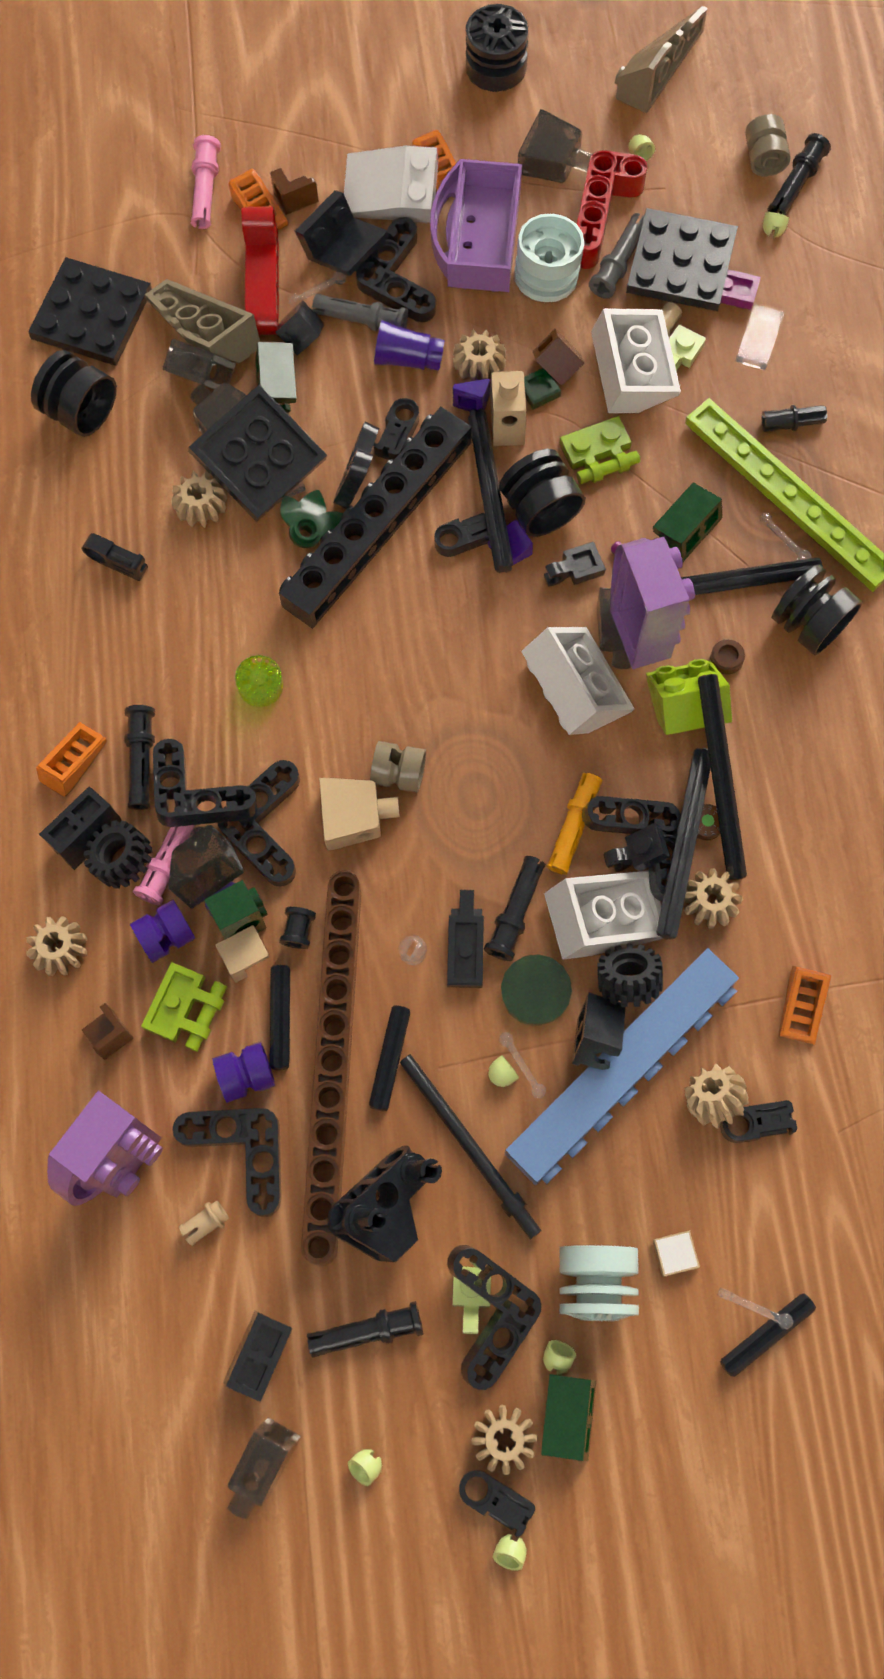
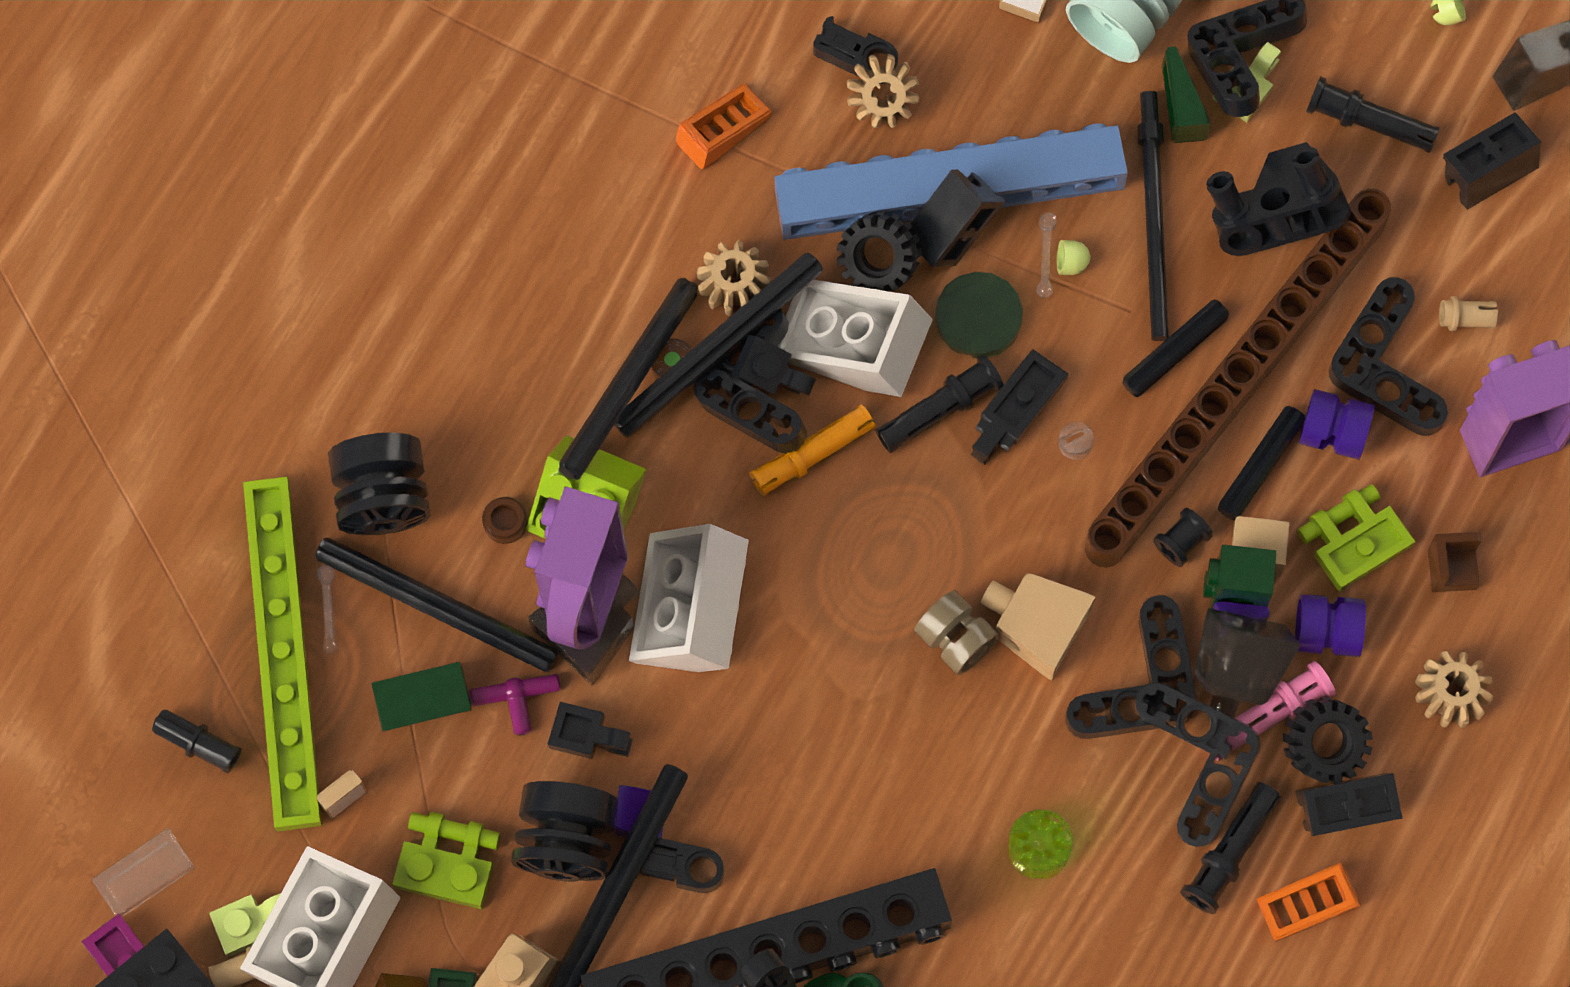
camera: 145 degrees left, 0 degrees up
(502, 1238) = (1185, 110): none -> dark green slope
(687, 440) = (341, 794): none -> tan tile

